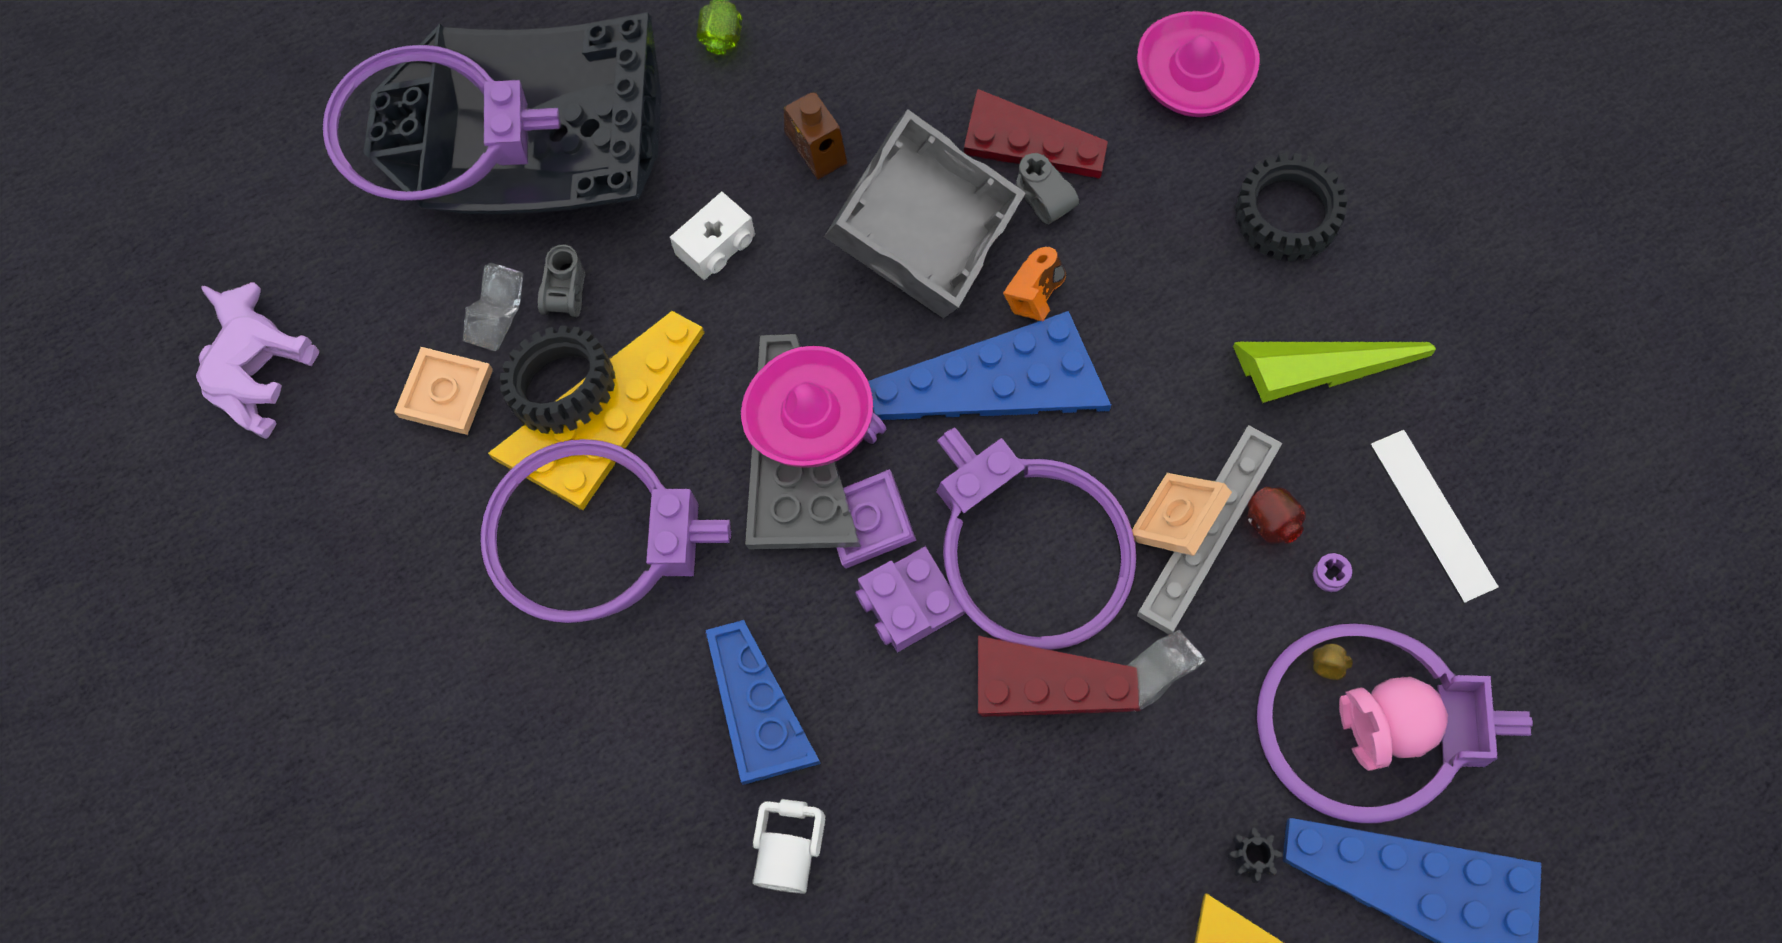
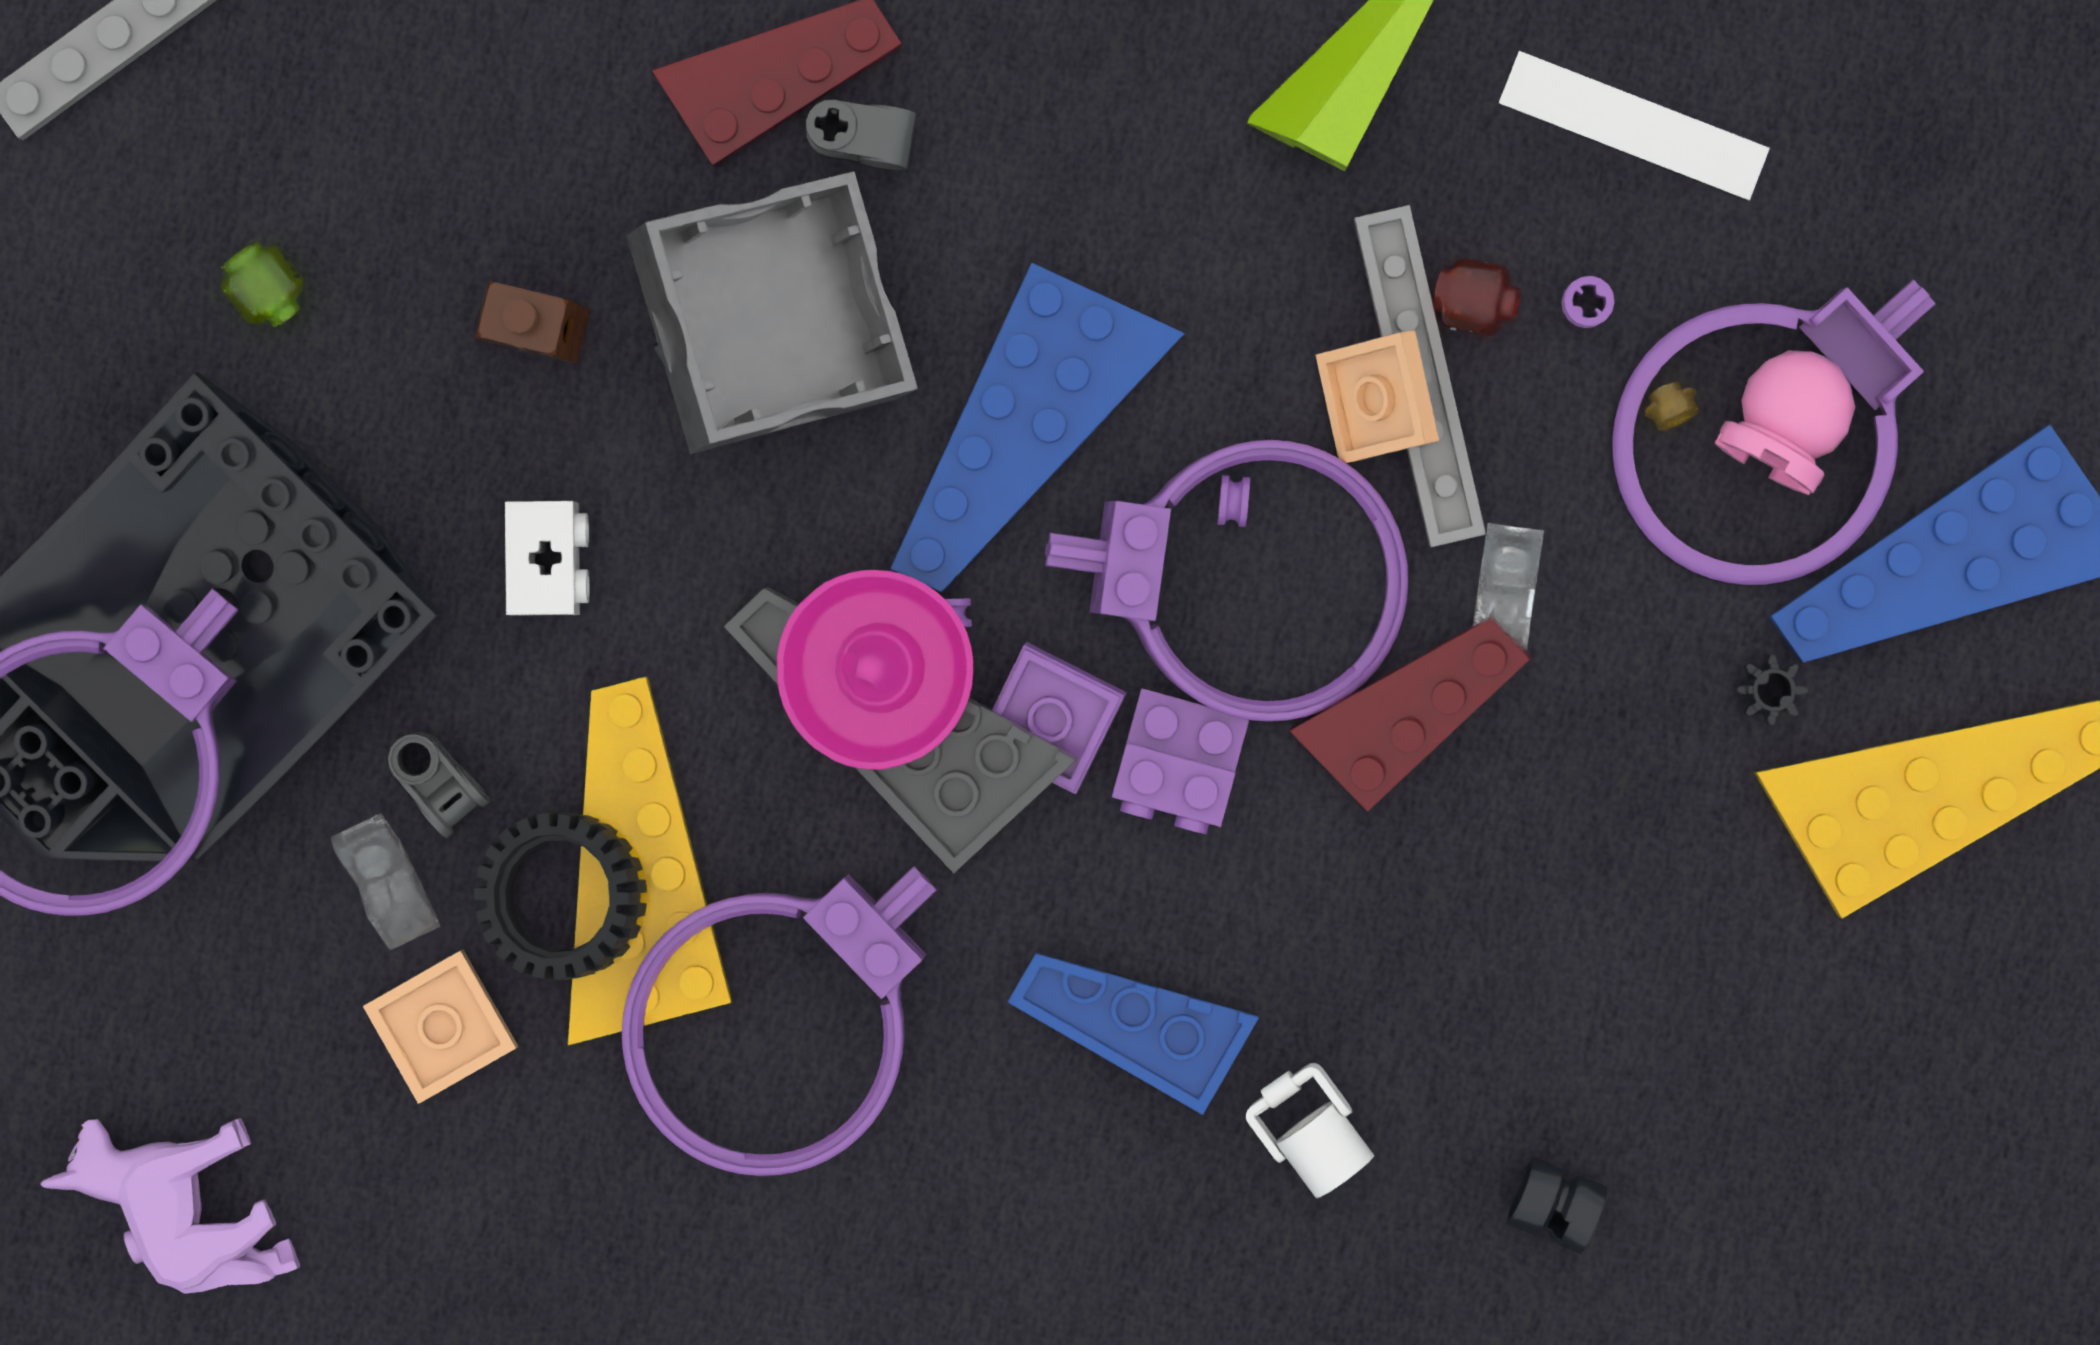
camera: 50 degrees left, 20 degrees up
(1035, 283) = (964, 266): orange leg -> none
(1059, 501) = (1233, 501): none -> medium lavender bush

